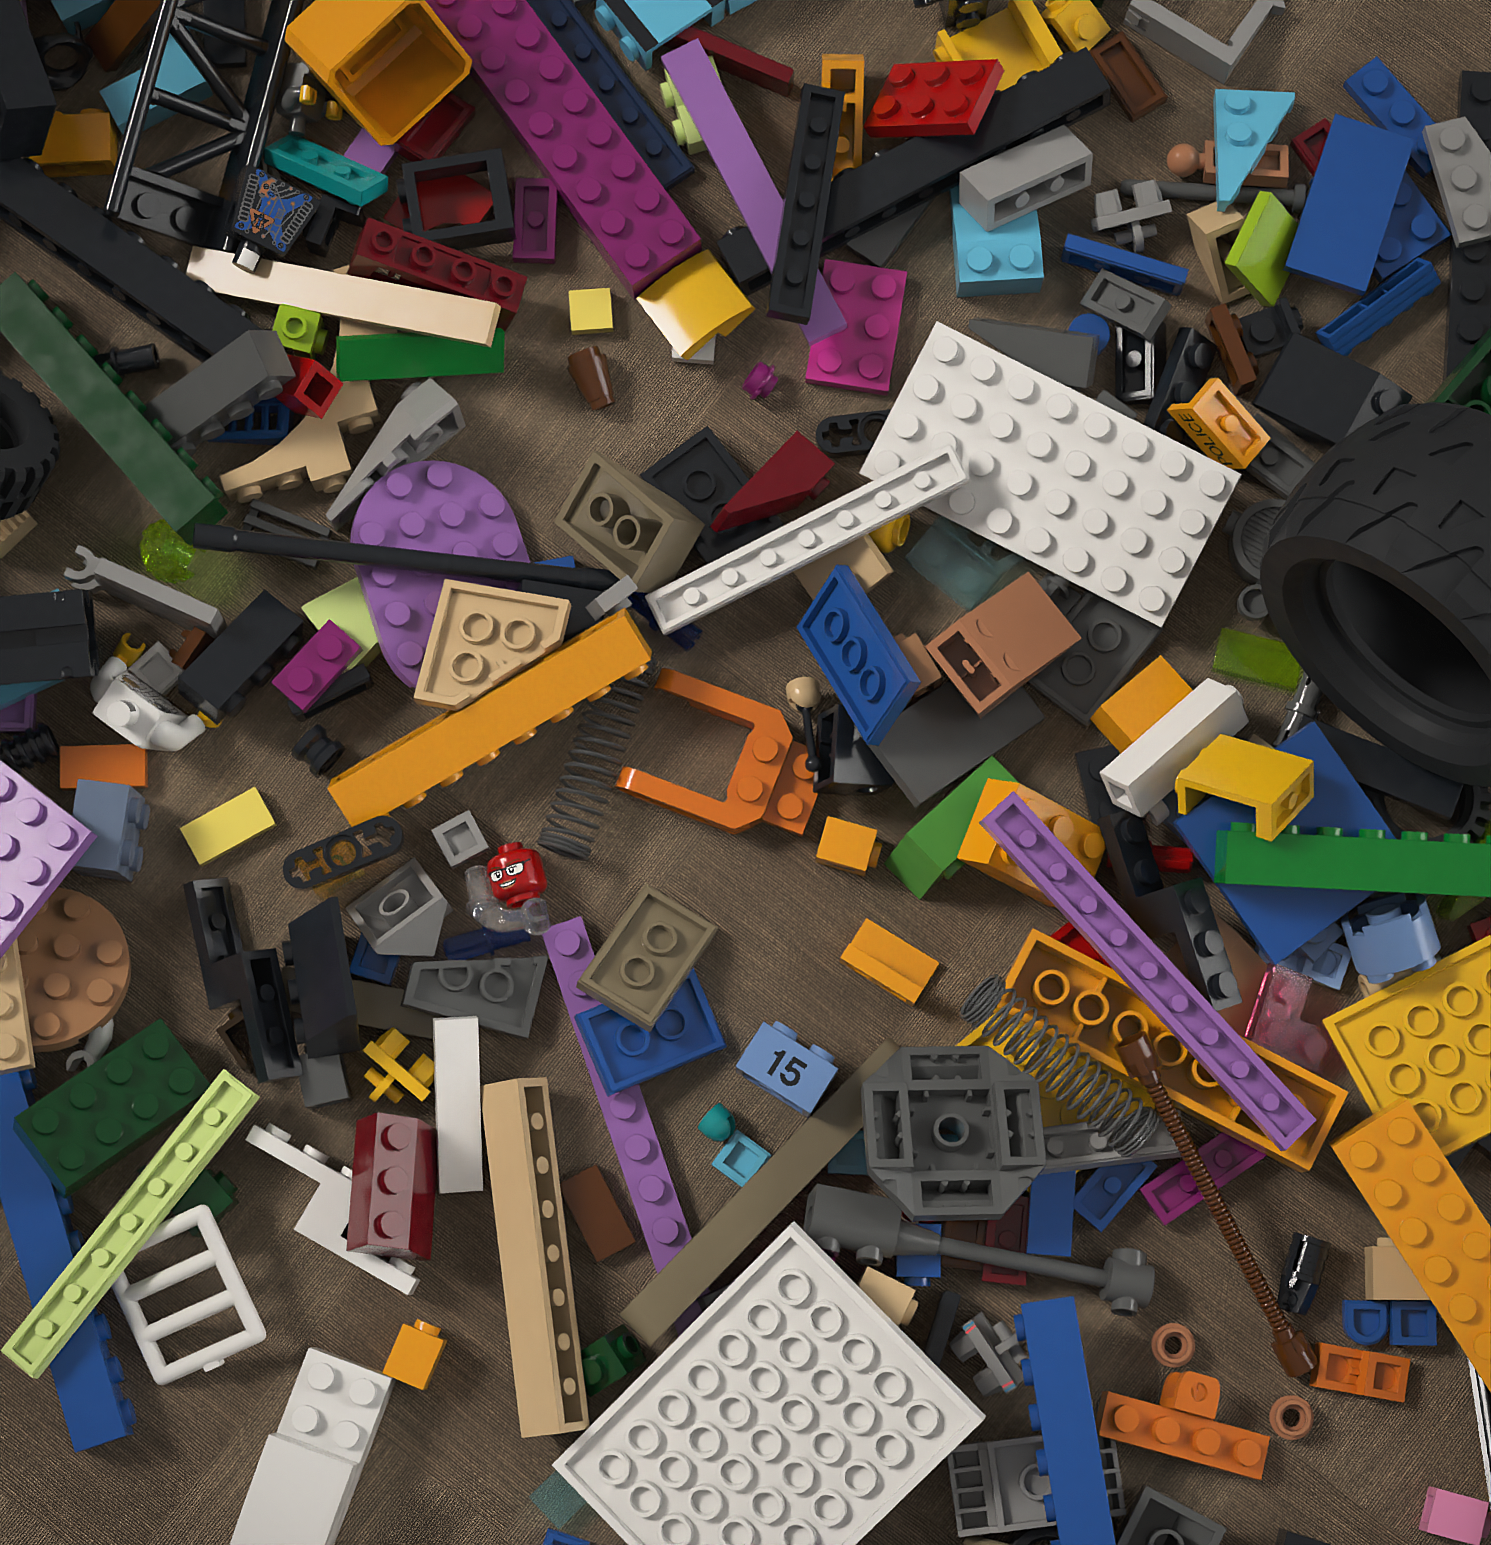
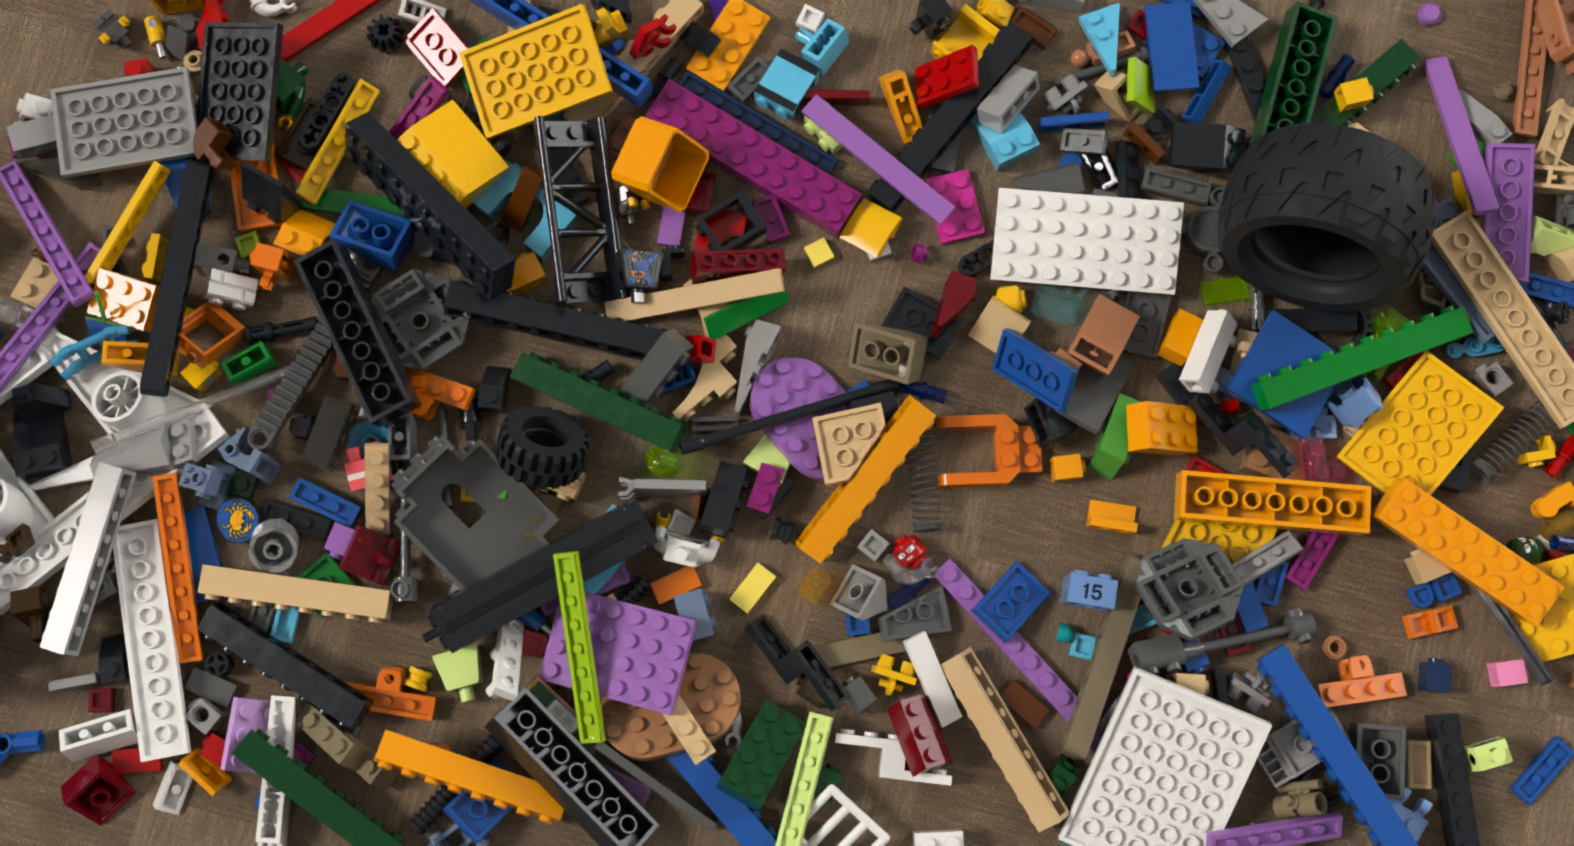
camera: 25 degrees left, 0 degrees up
(301, 331) = (680, 321): lime bracket -> none
(322, 982) = (840, 646): black slope -> none
(326, 169) = (657, 236): teal plate -> none
(369, 831) = (828, 559): black beam -> none
(415, 1354) = (966, 813): light orange brick -> none
(592, 377) = (835, 286): reddish brown cone -> none
(613, 599) = (899, 393): light grey plate -> none
(647, 957) = (993, 565): dark tan tile -> none
(803, 697) = (1012, 402): hinge -> none
(805, 204) = (909, 155): black plate -> none
(807, 538) = (982, 322): white tile -> none
(980, 1006) = (1183, 518): dark grey piece -> none
(1147, 971) = (1251, 468): medium lavender plate -> none
(1221, 425) = (1159, 182): light orange panel -> none
(1252, 775) = (1256, 350): yellow panel -> none
(1290, 1345) = (1391, 623): reddish brown hose -> none
(1302, 1273) = (1381, 585): black hinge -> none
(1304, 1412) = (1413, 655): nougat plate -> none
(1323, 1467) = (1434, 676): none -> dark blue brick

